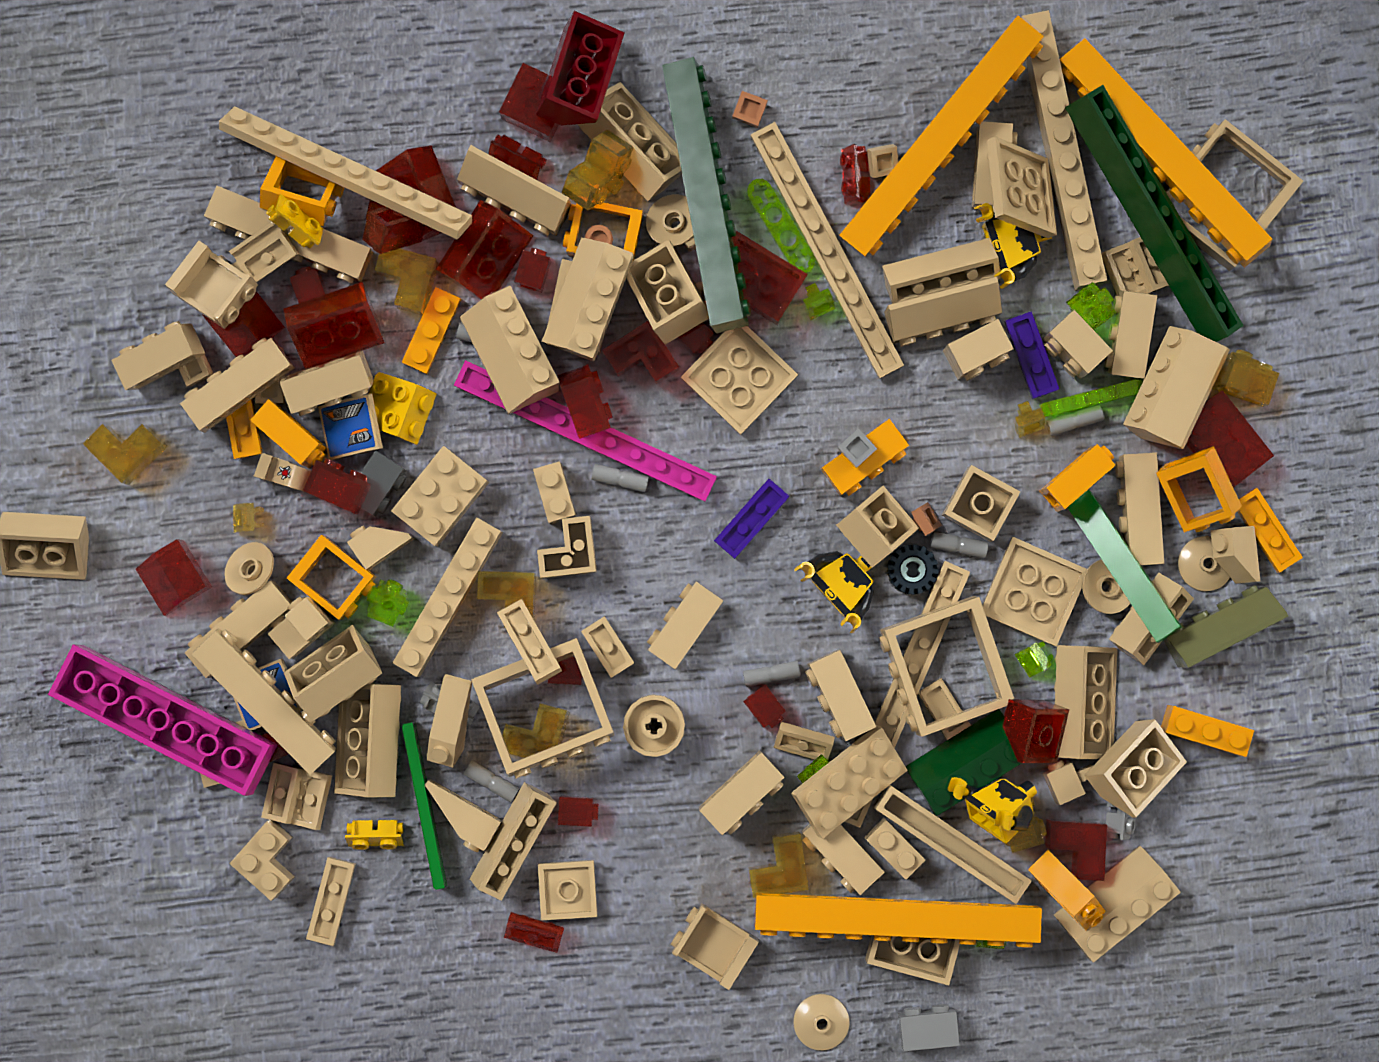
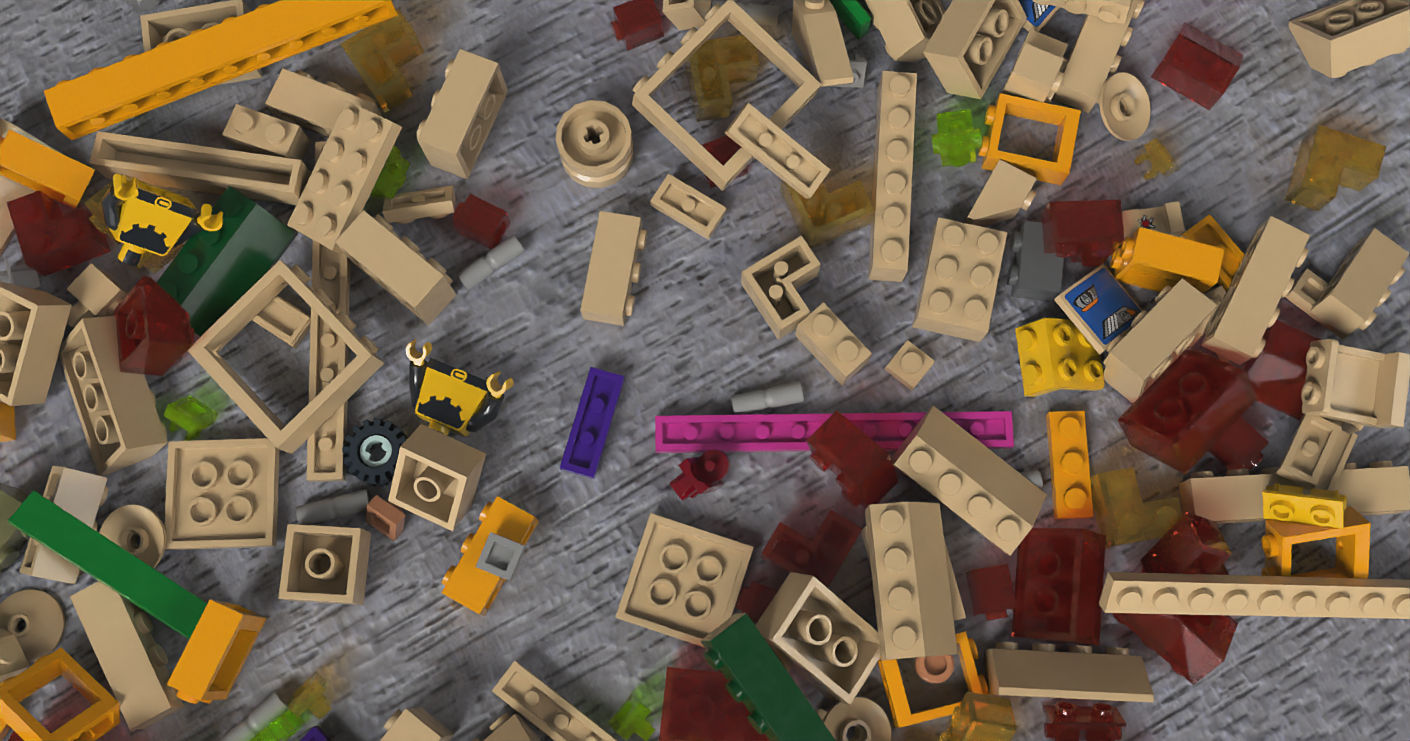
camera: 155 degrees right, 10 degrees down
(506, 454) = (909, 365): none -> tan plate
(693, 441) = (701, 474): none -> dark red hips

